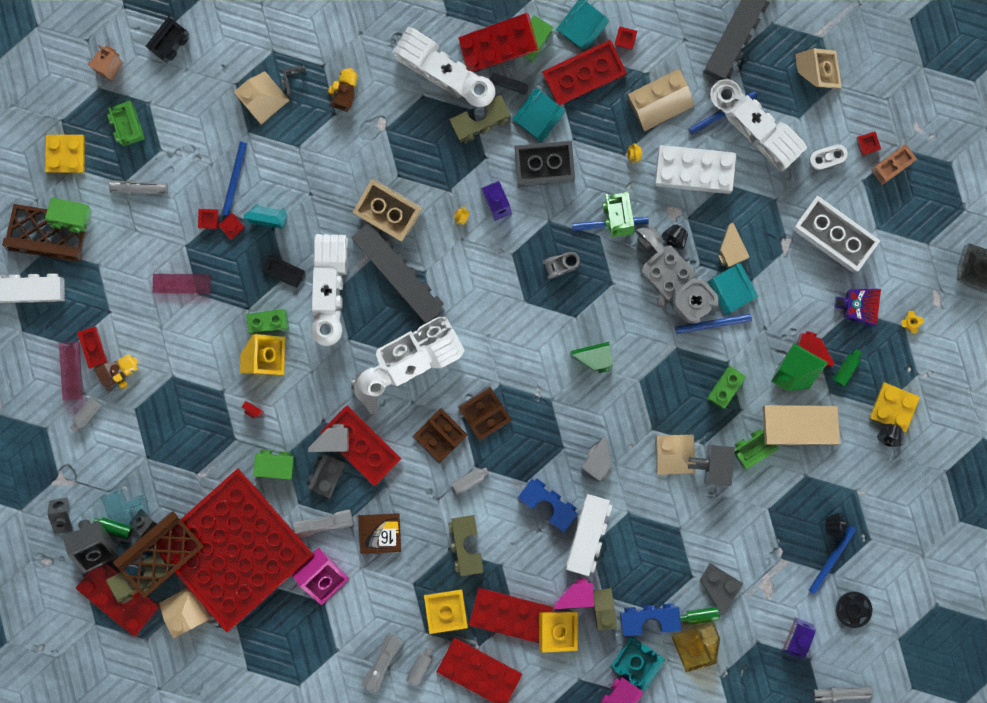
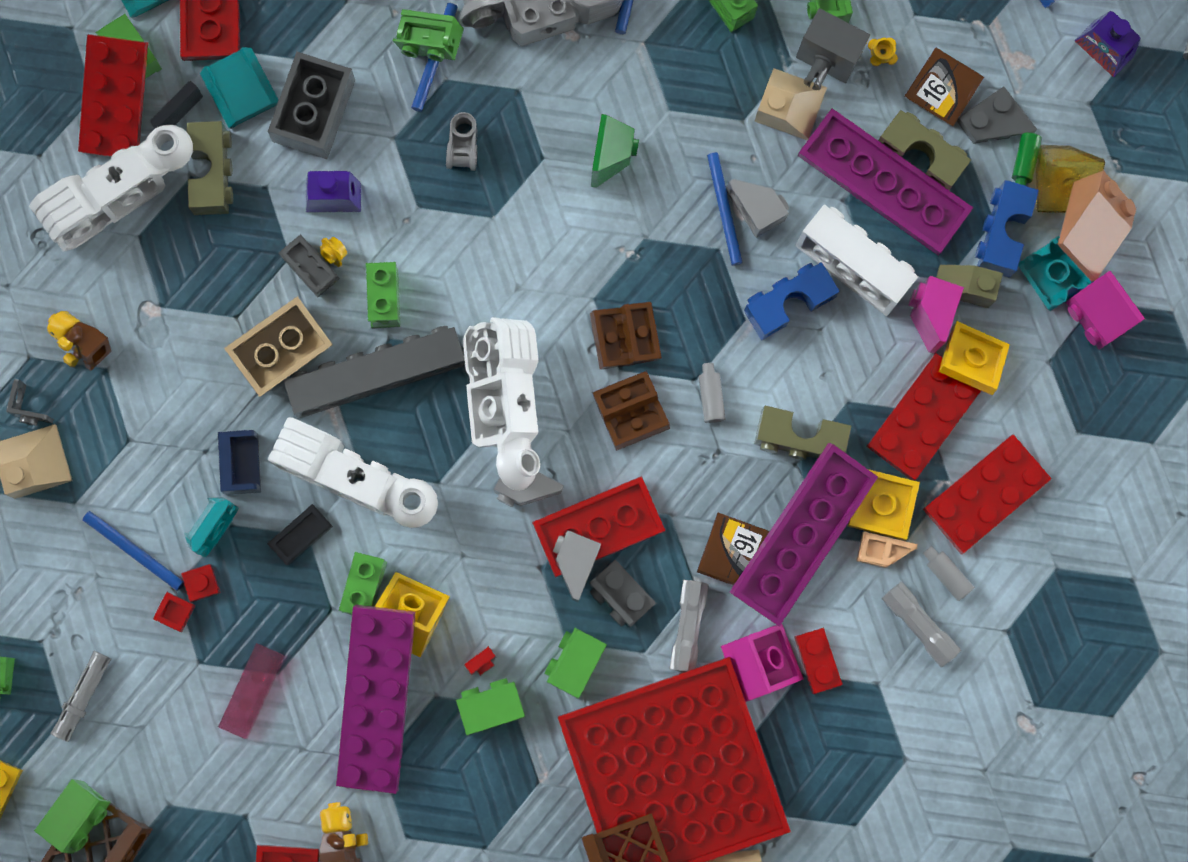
camera: 85 degrees left, 5 degrees down
(204, 357) = (375, 698): none -> magenta plate
(227, 426) = (490, 707): none -> bright green hinge
(310, 217) = (239, 462): none -> dark blue panel
(335, 609) = (818, 660): none -> red plate
(405, 570) = (803, 534): none -> magenta plate
(418, 622) = (882, 550): none -> light nougat tile
(446, 205) = (309, 265): none -> dark grey plate
(446, 257) = (383, 294): none -> bright green hinge
(589, 441) = (724, 209): none -> blue bar
(648, 533) = (885, 181): none -> magenta plate
(672, 673) = (1095, 223): none -> slope
(676, 566) = (907, 134): none -> olive arch
(726, 546) = (944, 86): none -> slope
(734, 493) = (886, 44): none -> yellow plate

